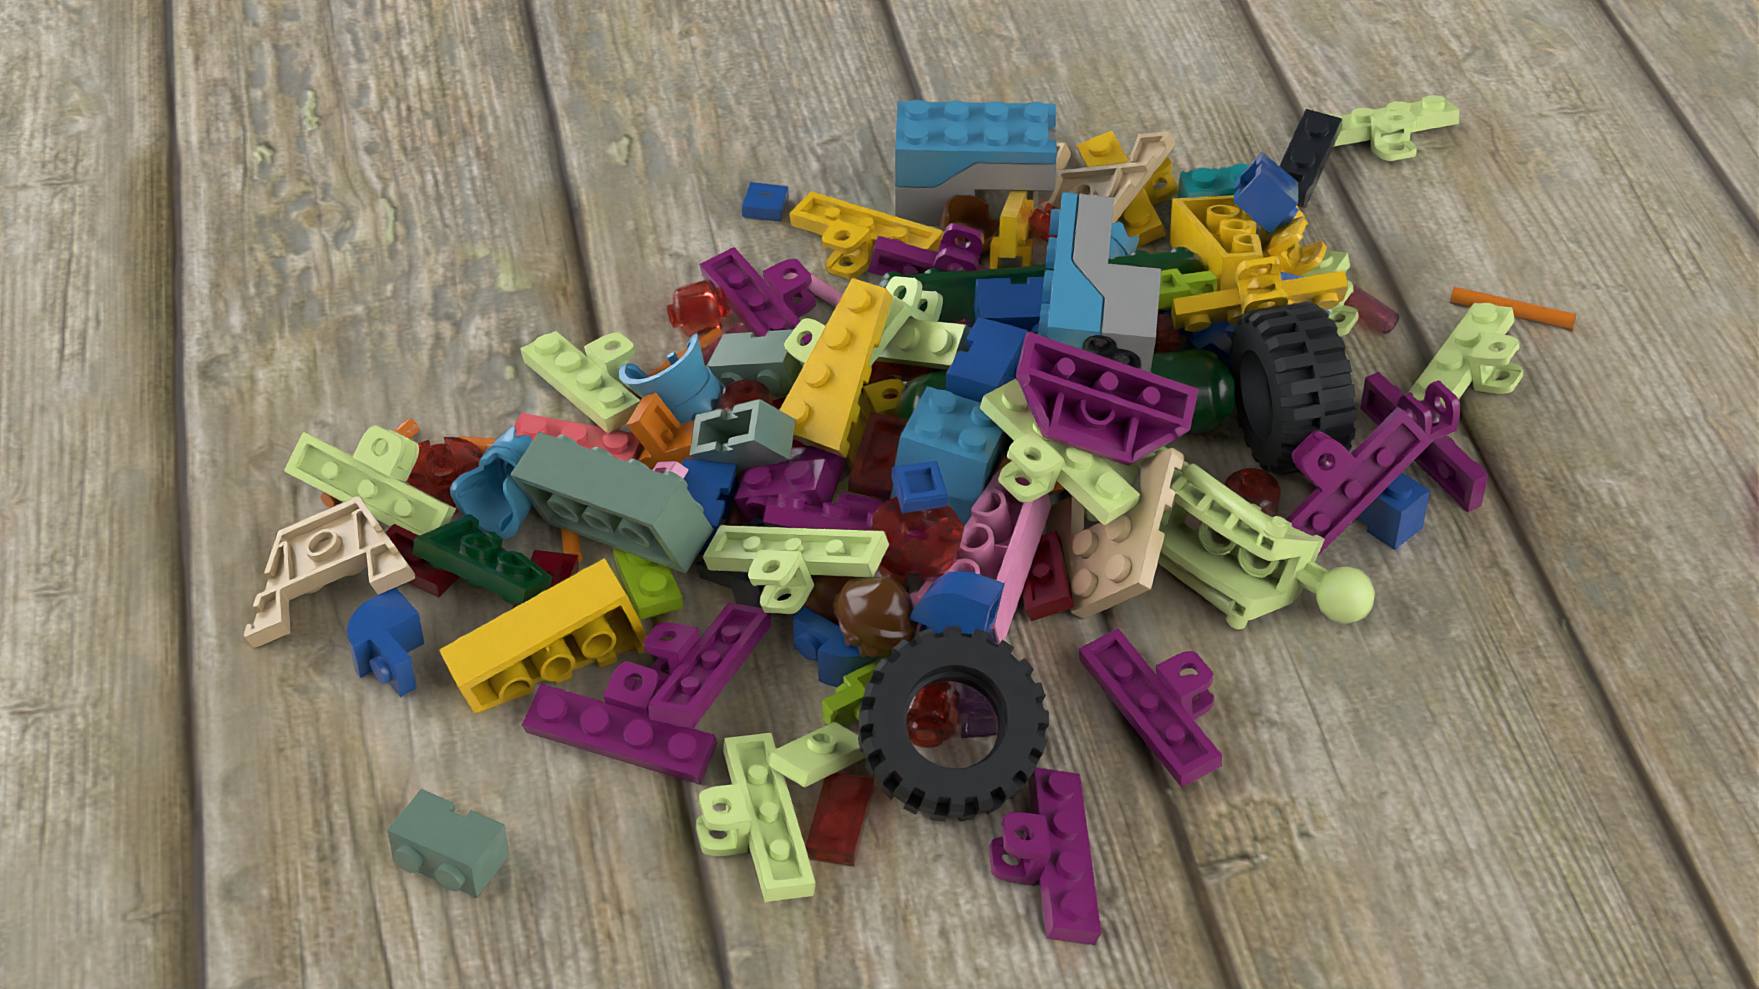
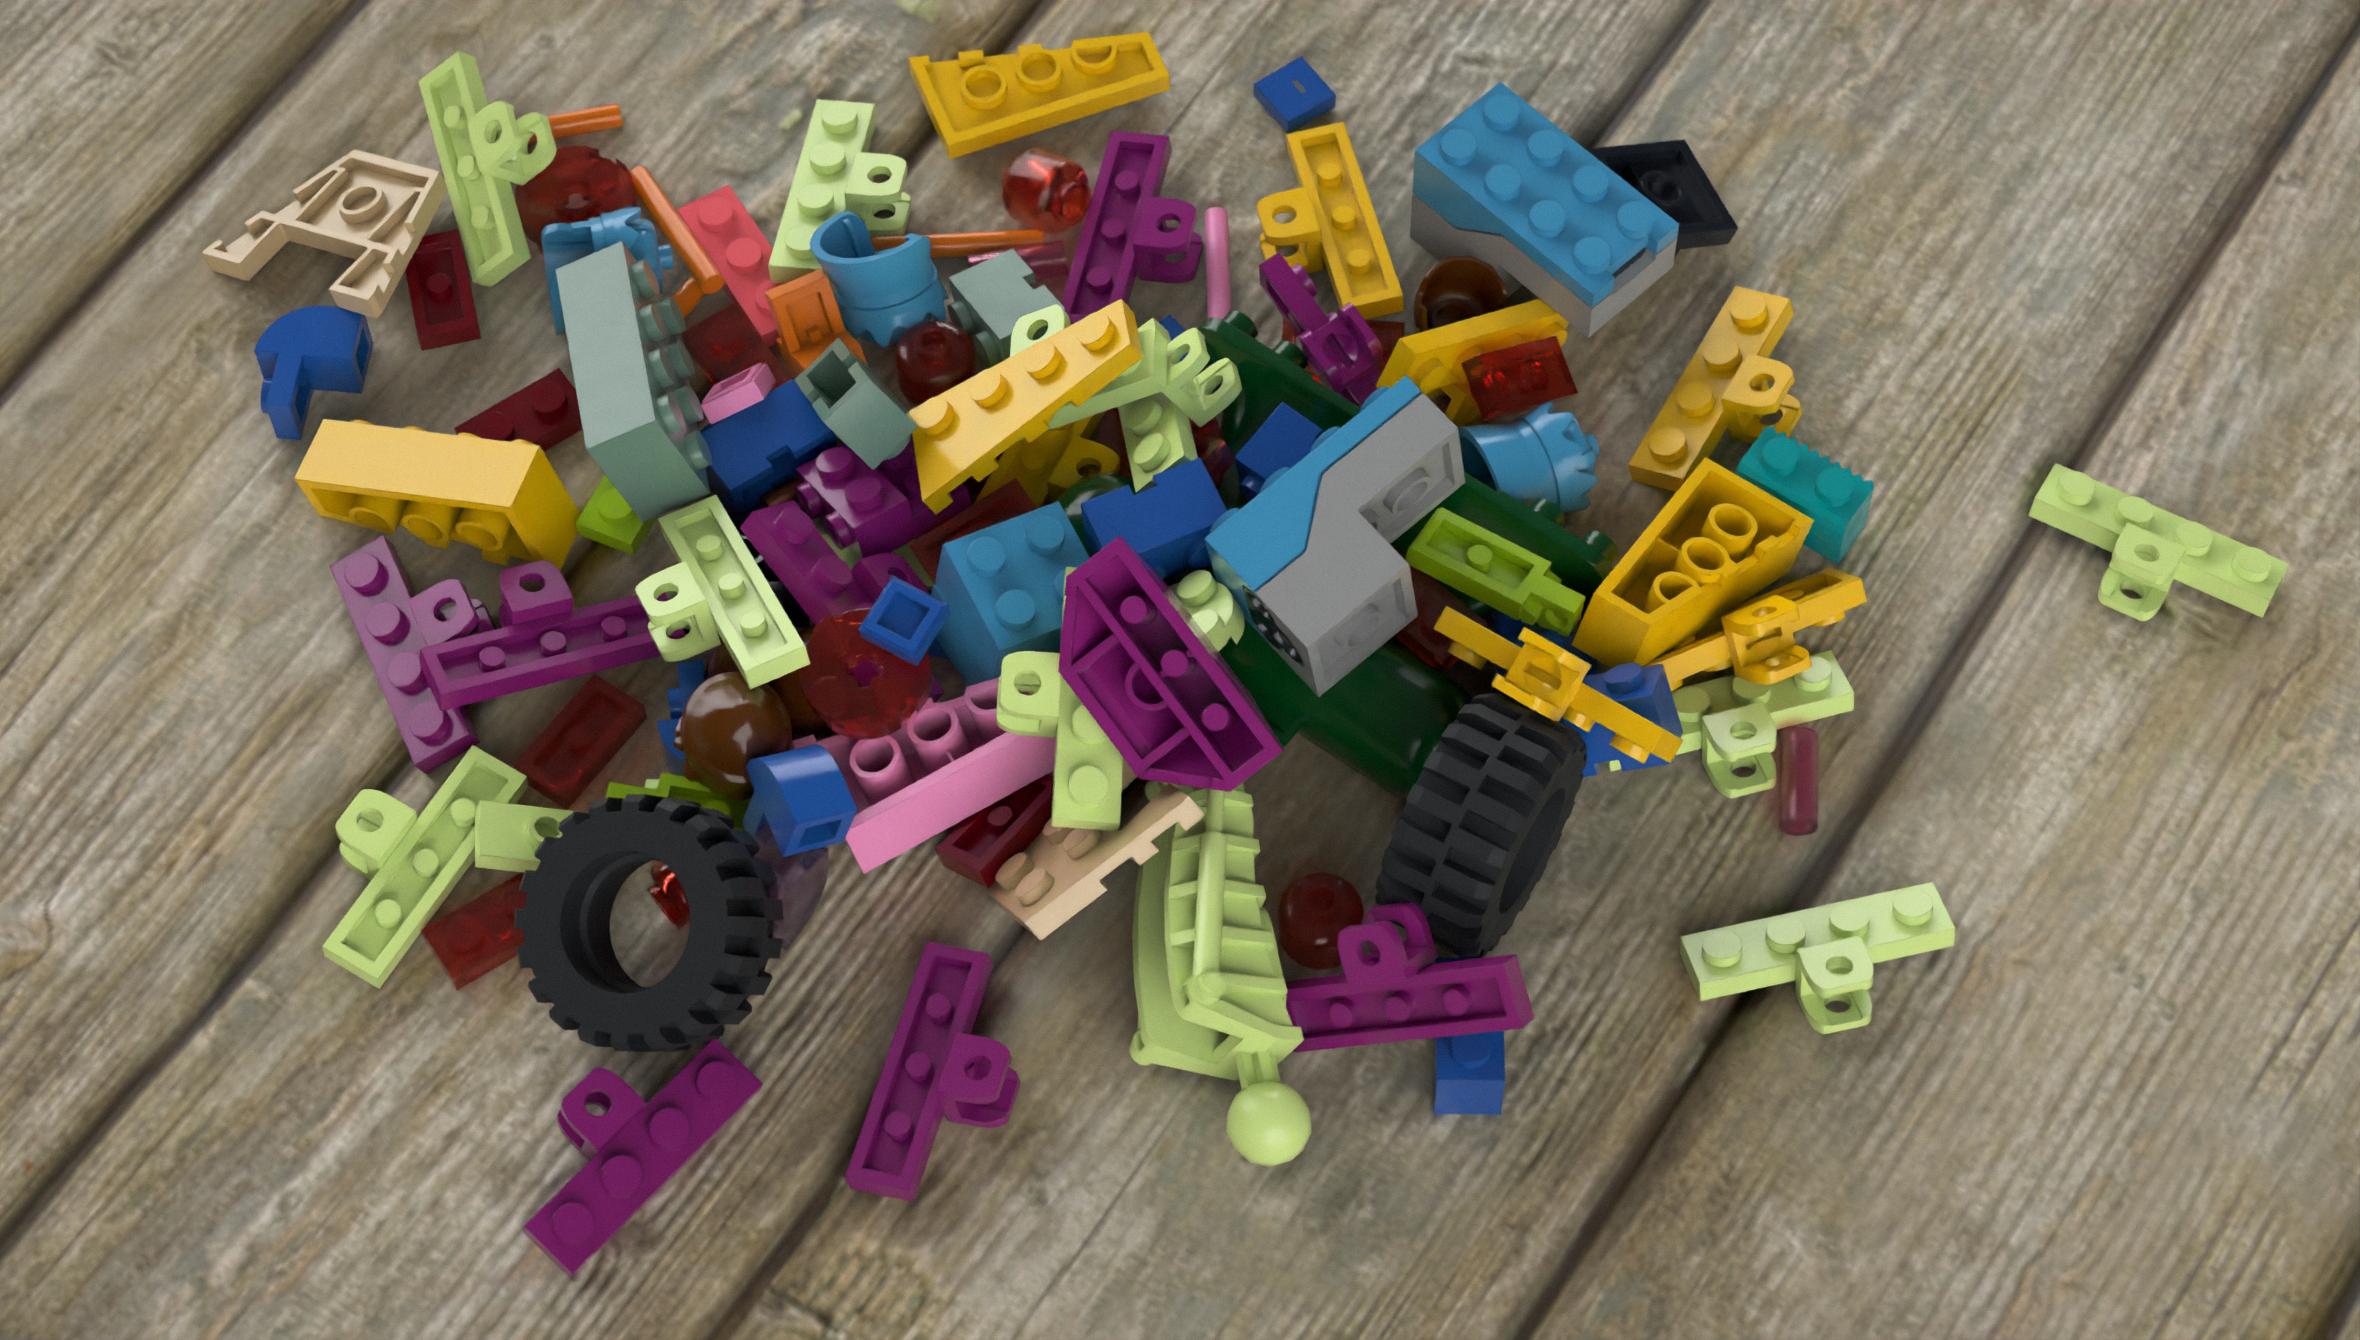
camera: 45 degrees right, 15 degrees up
(446, 845) = (122, 643): sand green brick -> none
(482, 560) = (474, 344): dark green wing -> none
(629, 277) = (1013, 95): none -> yellow wing
(776, 698) = (581, 741): none -> clear red plate
(1114, 180) = (1644, 373): tan wing -> none
(1267, 193) = (1802, 541): blue brick -> none
(1310, 151) = (1979, 519): black plate -> none
(1442, 458) = (1622, 997): magenta plate -> none
(1520, 309) = (1982, 927): orange bar -> none

